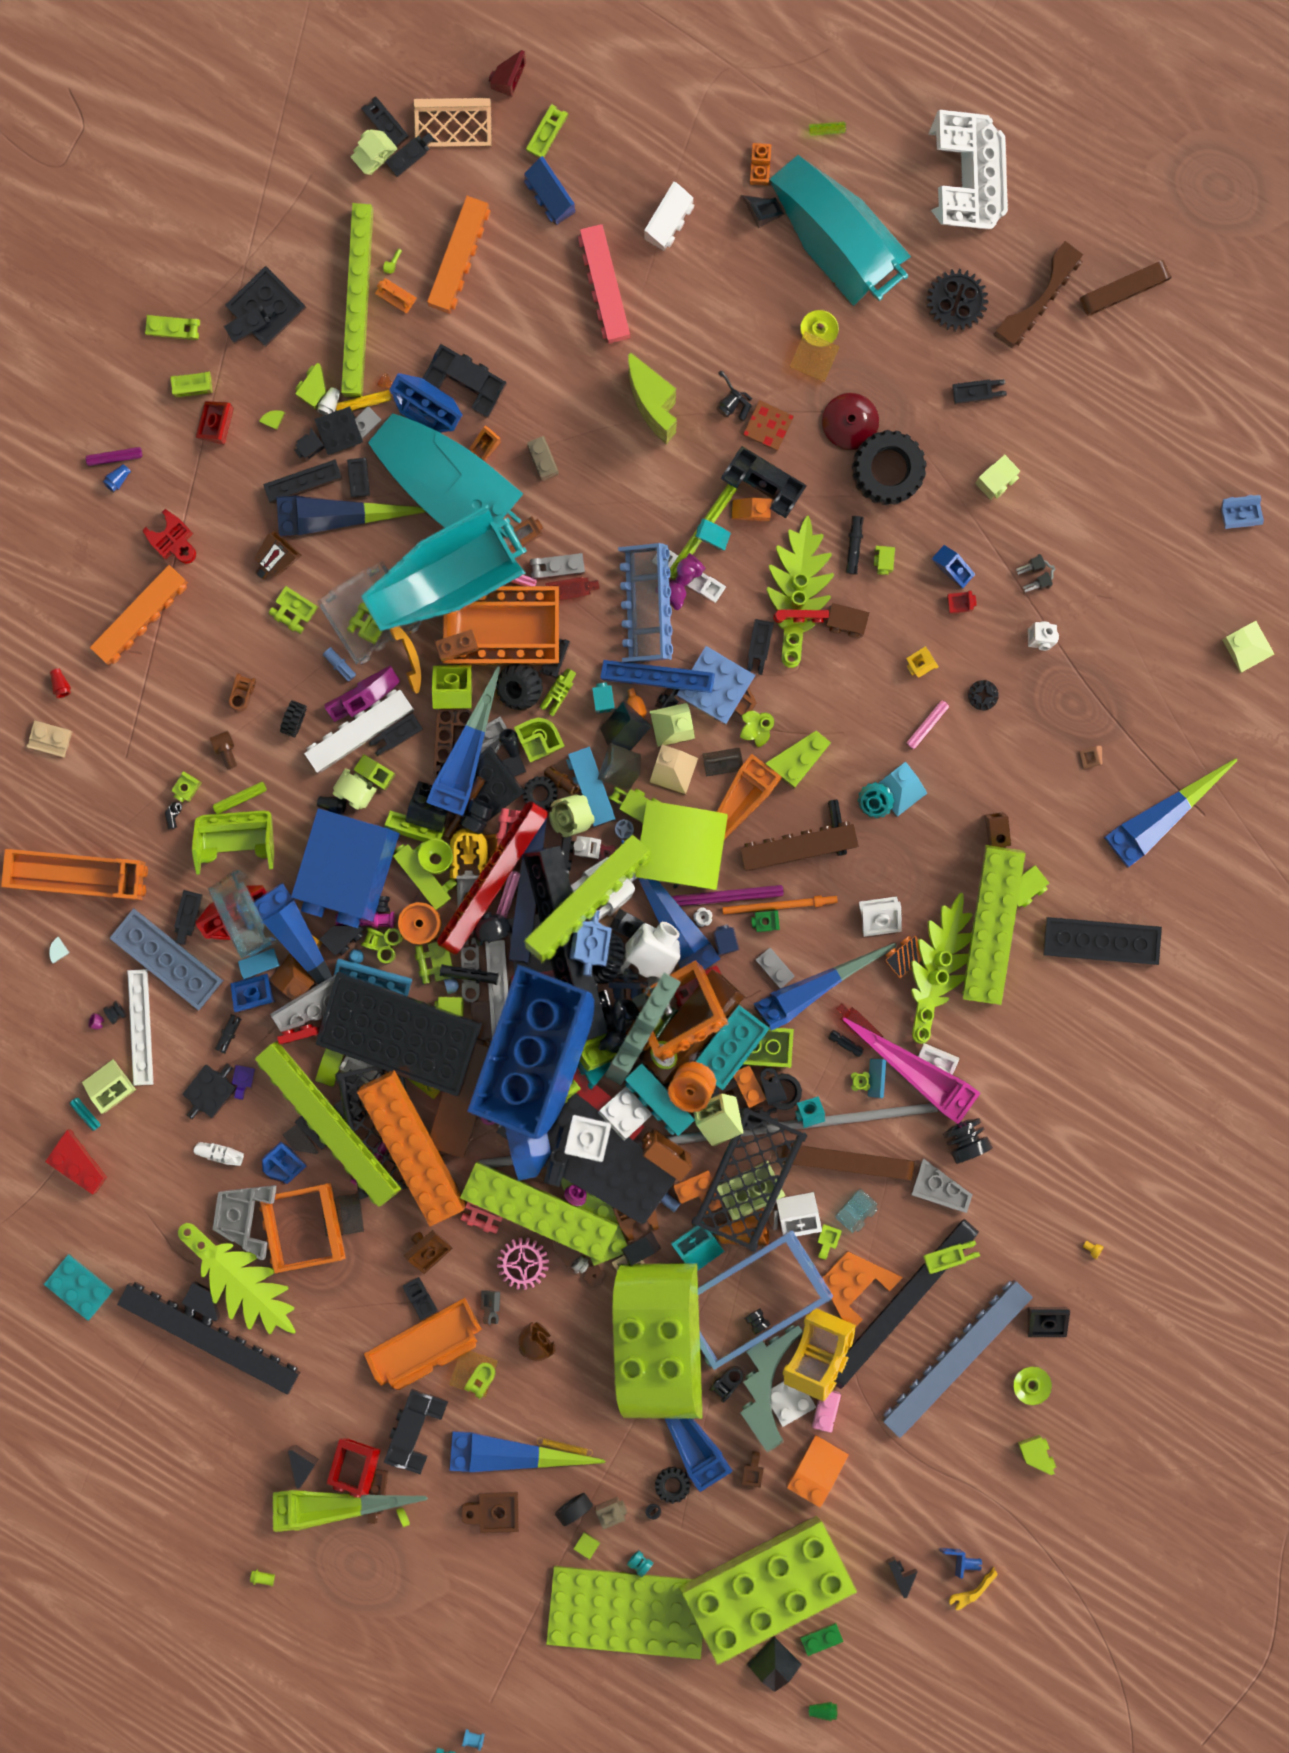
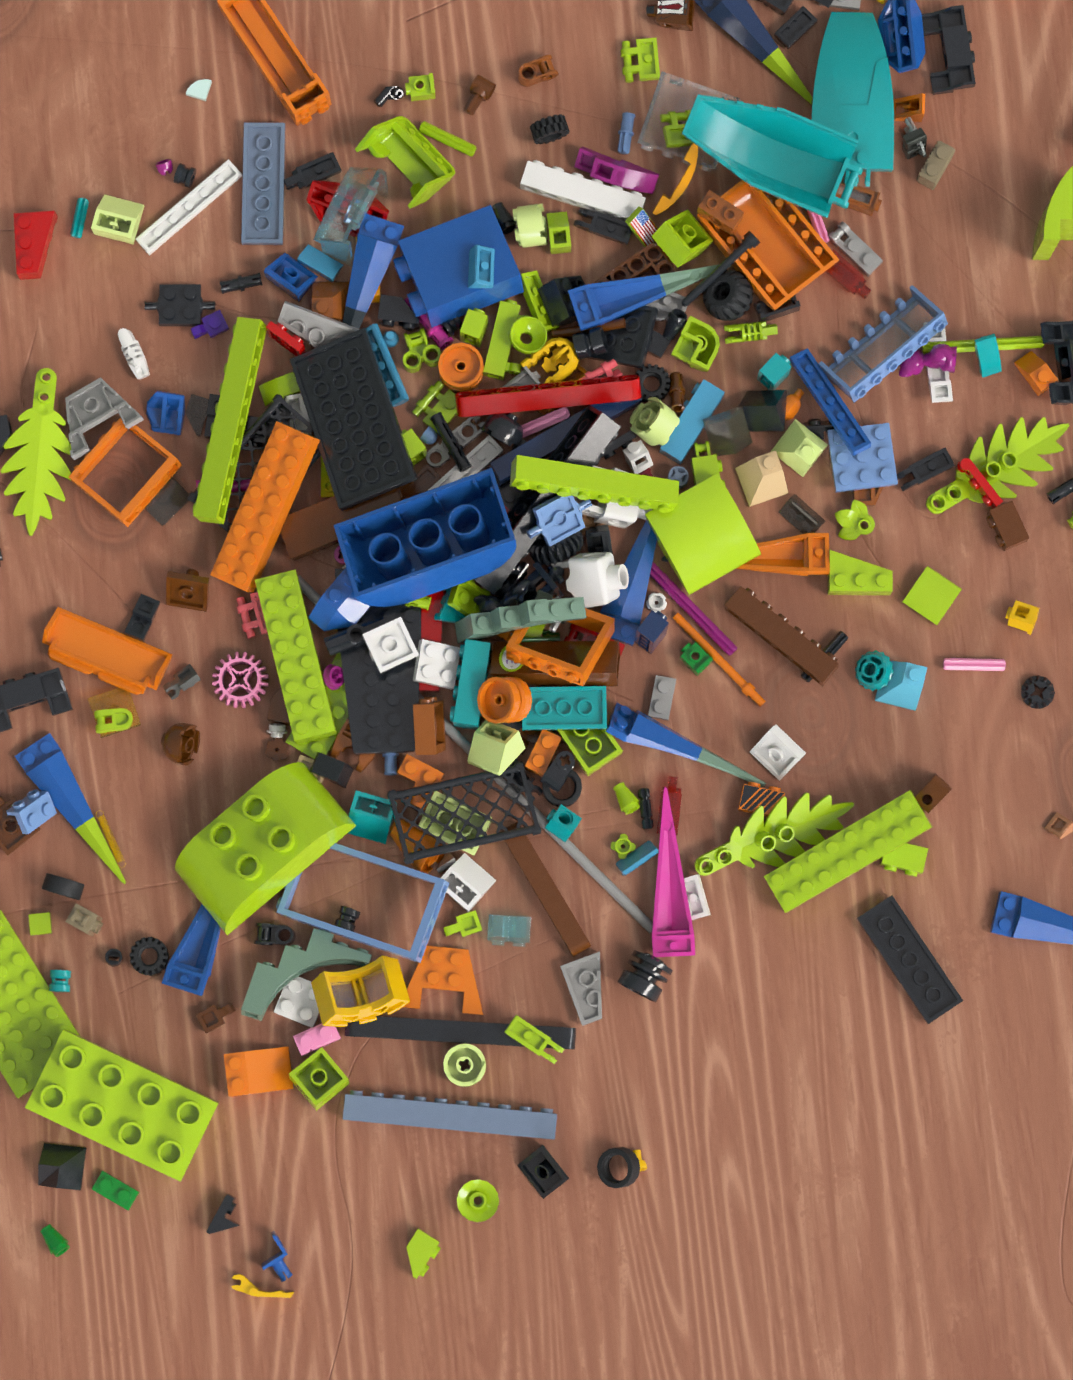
camera: 50 degrees right, 5 degrees down
(361, 853) = (481, 267): none -> dark azure slope
(397, 890) = (474, 327): none -> lime brick
(419, 708) = (642, 226): none -> tile
(494, 642) = (748, 242): none -> black piece
(501, 1488) = (32, 810): none -> medium blue bracket
(513, 460) = (914, 140): none -> pearl dark grey piece
(828, 1052) = (626, 799): none -> lime cone
(854, 714) = (932, 595): none -> lime slope
(857, 1432) = (319, 1078): none -> lime brick
(939, 1324) = (468, 1076): none -> yellowish green brick
(1090, 1254) = (604, 1170): none -> black tyre

